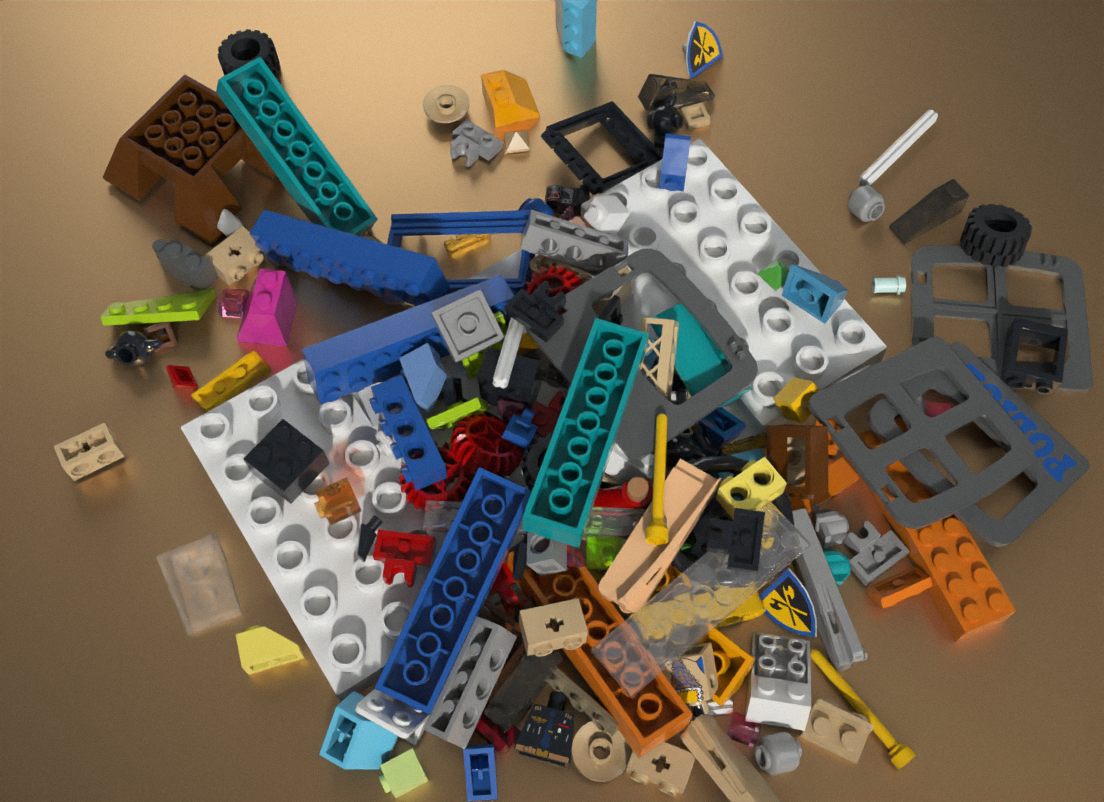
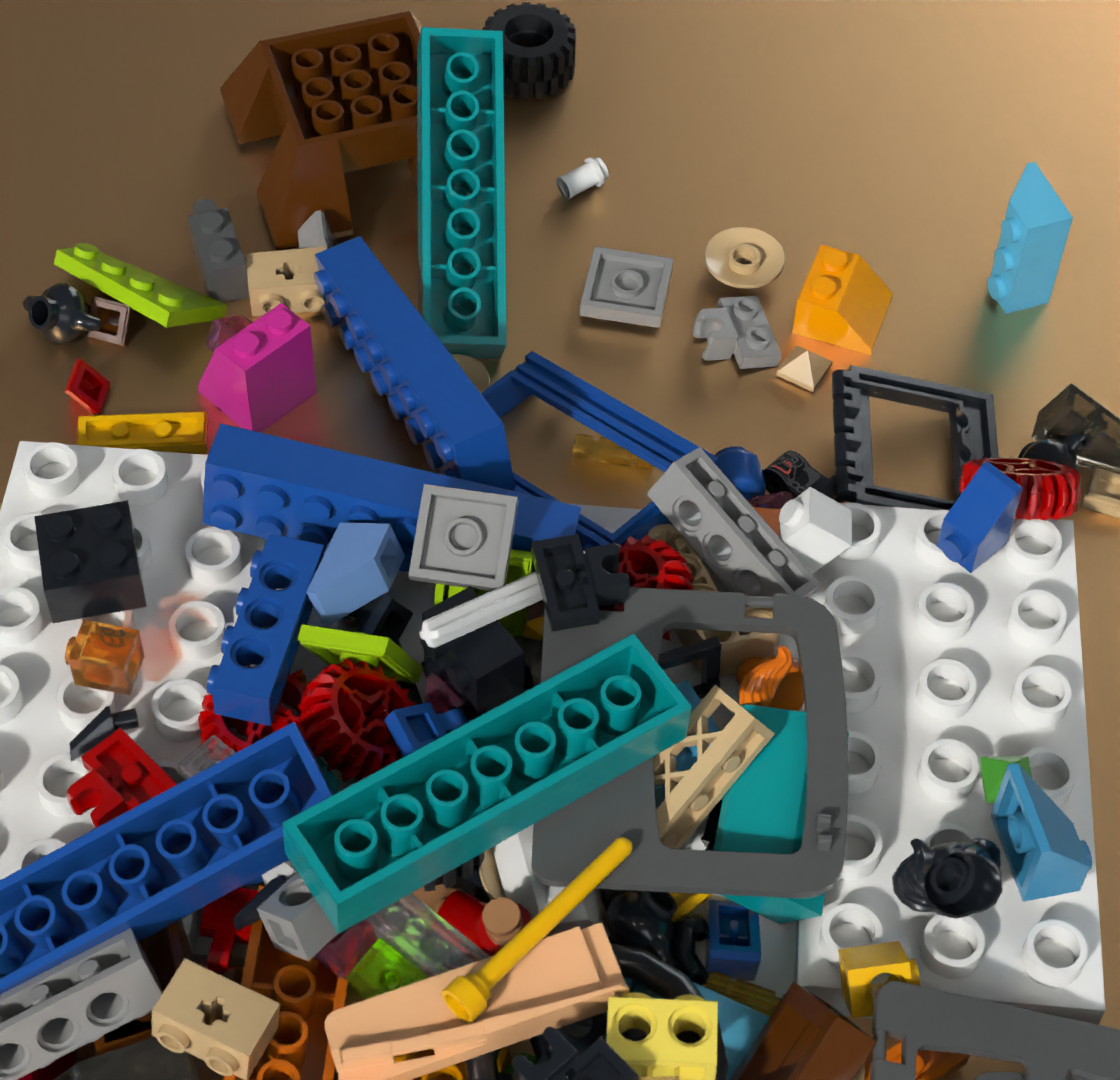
camera: 35 degrees right, 10 degrees down
(334, 107) = (590, 174): none -> white pin
(403, 153) = (626, 287): none -> light grey plate
(646, 300) = (771, 681): none -> orange hair
(652, 140) = (1048, 487): none -> red gear
(795, 334) = (950, 878): none -> black hair

